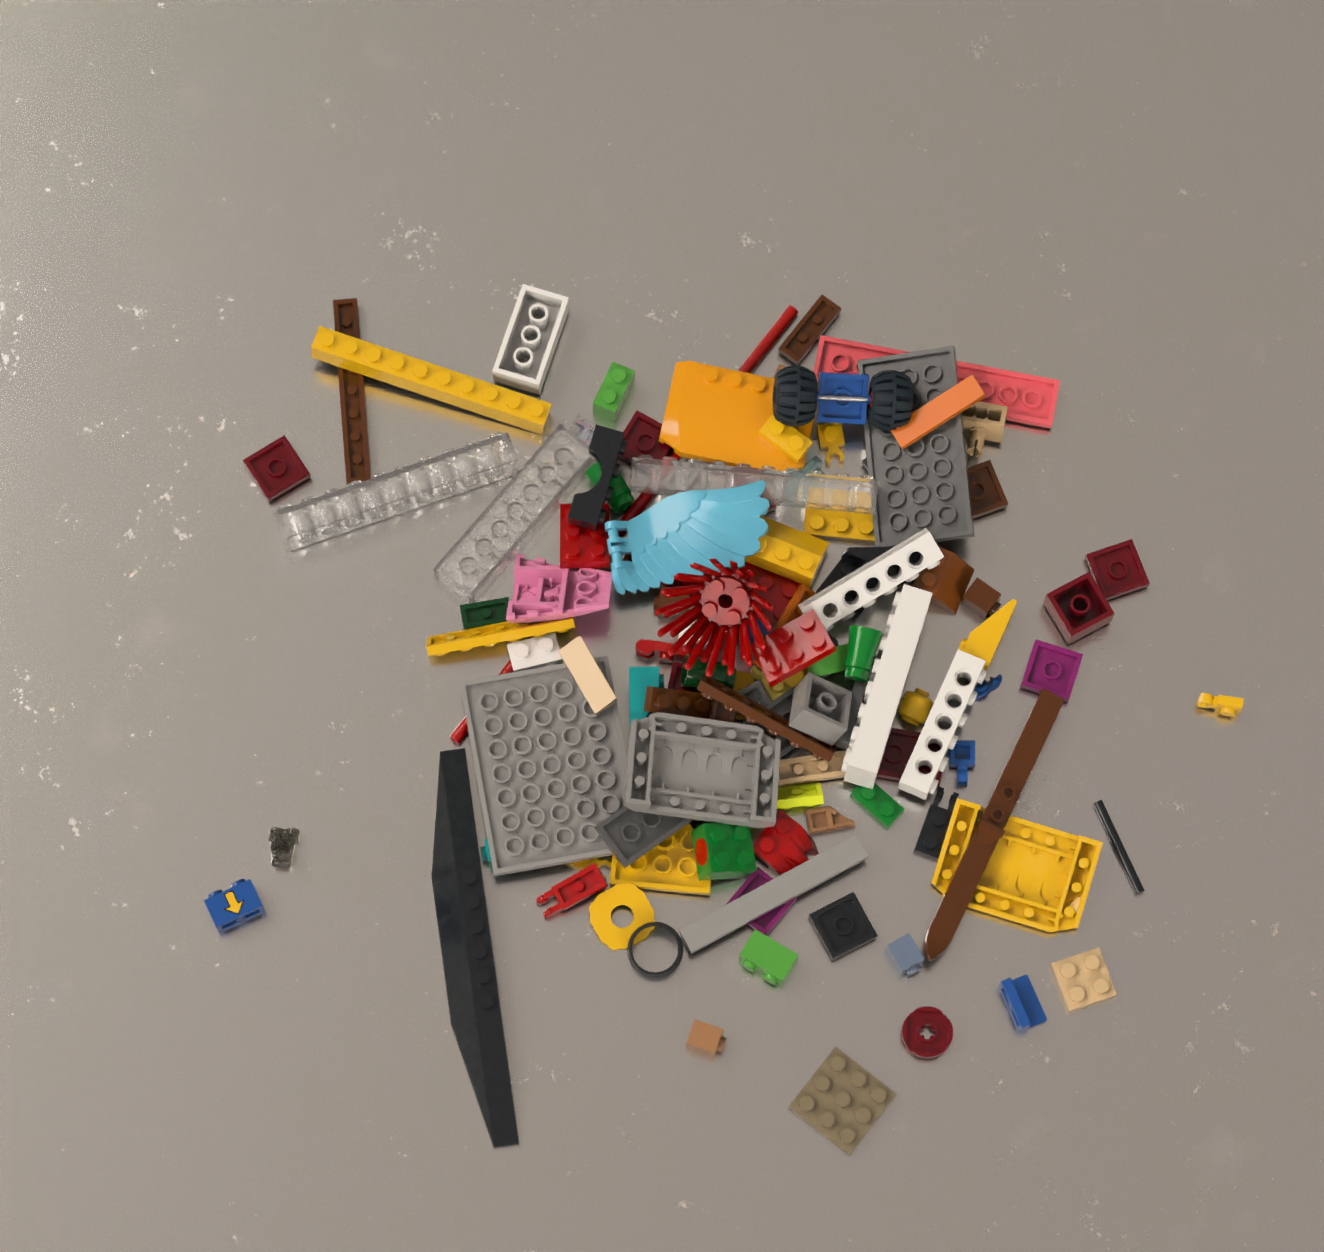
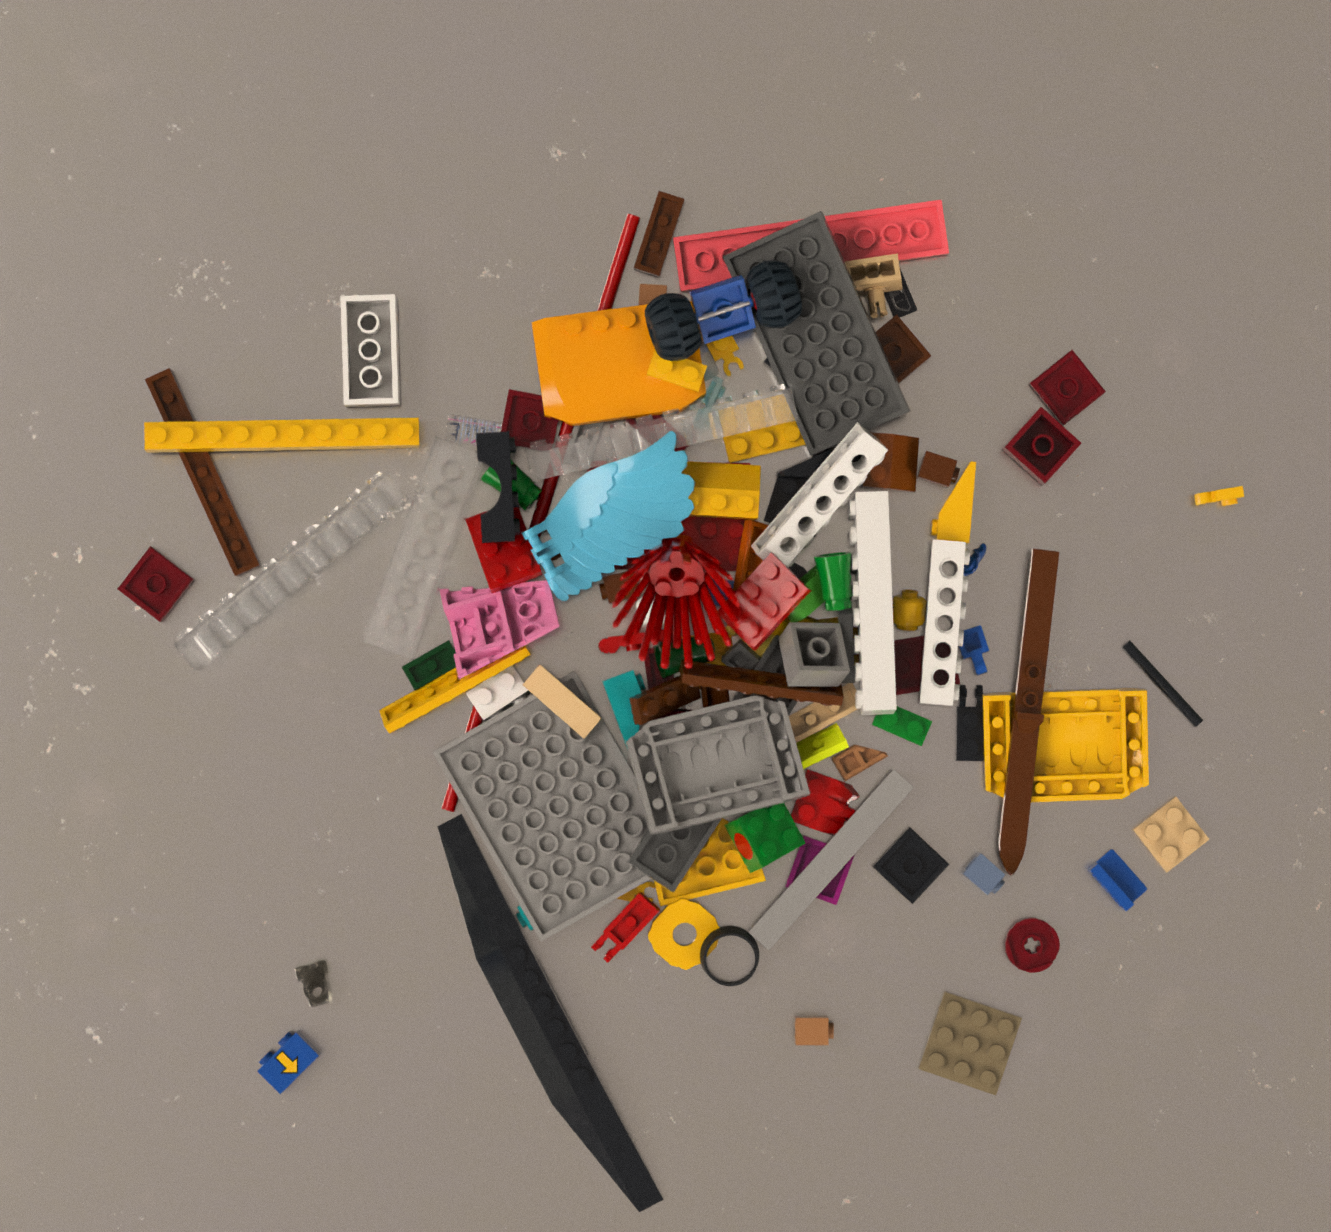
camera: 20 degrees left, 15 degrees up
(613, 391) = (477, 377): bright green brick -> none
(768, 958) = (846, 925): bright green brick -> none
(939, 411) = (830, 289): orange tile -> none
(997, 452) = (901, 301): none -> black sticker
(1051, 669) = (1034, 521): magenta plate -> none

